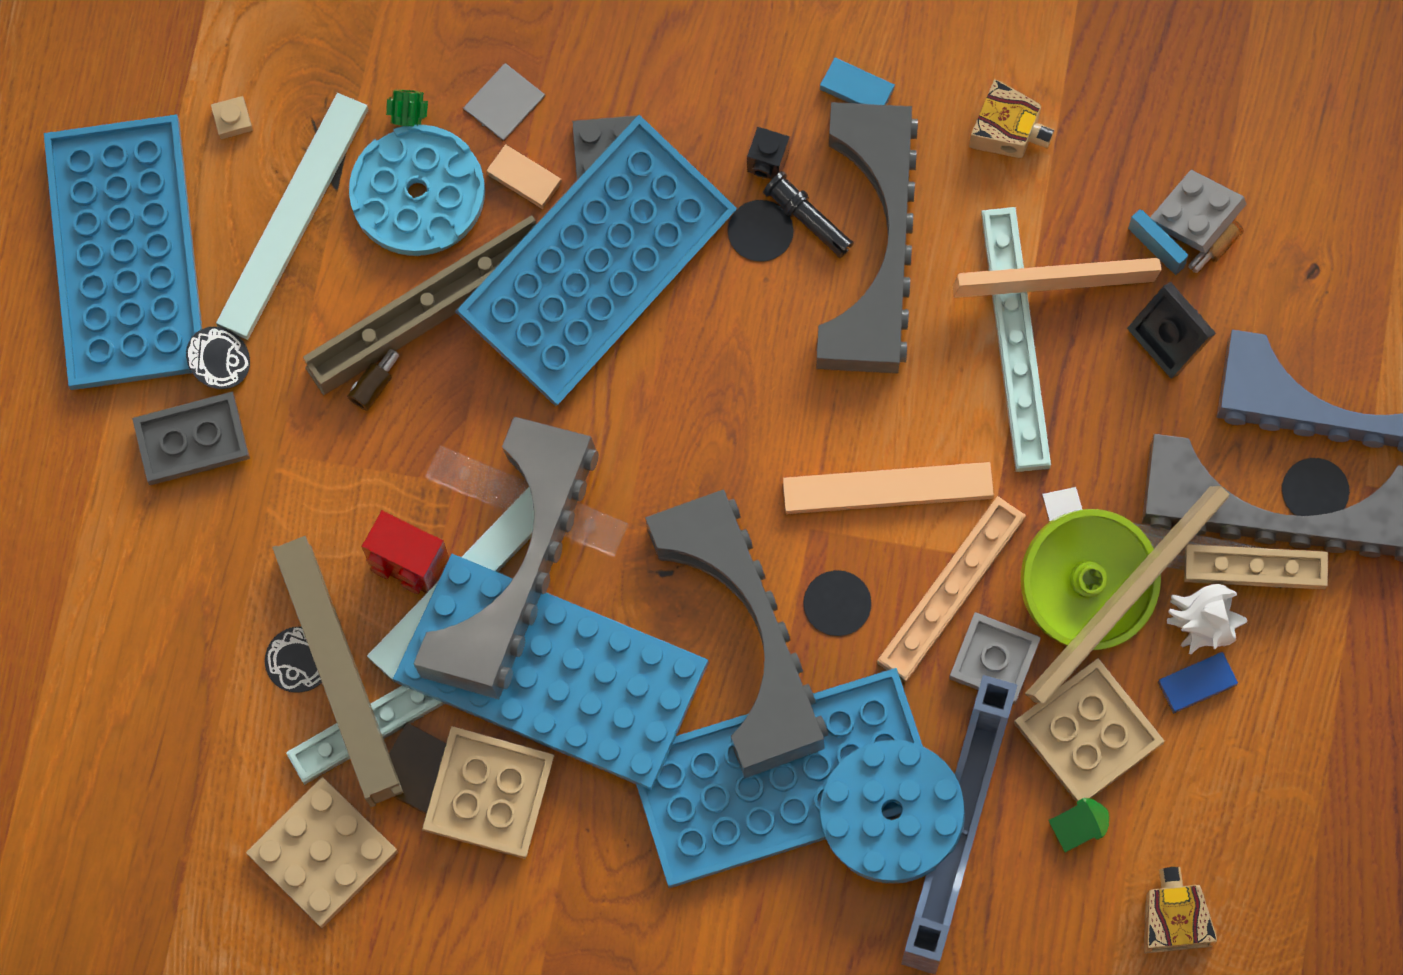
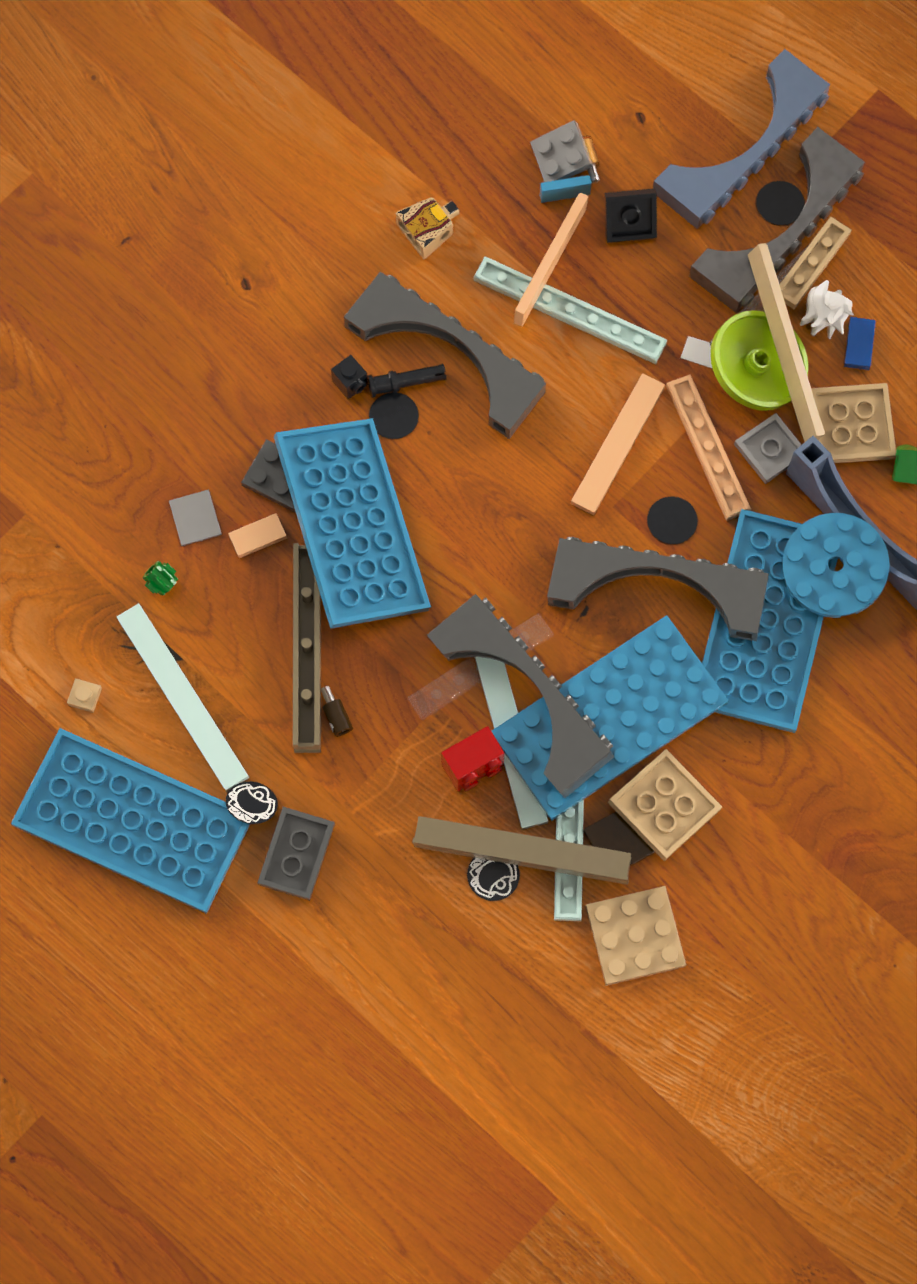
camera: 60 degrees left, 0 degrees up
(421, 223) = (228, 632): medium azure plate -> none
(855, 84) = (337, 298): dark azure tile -> none

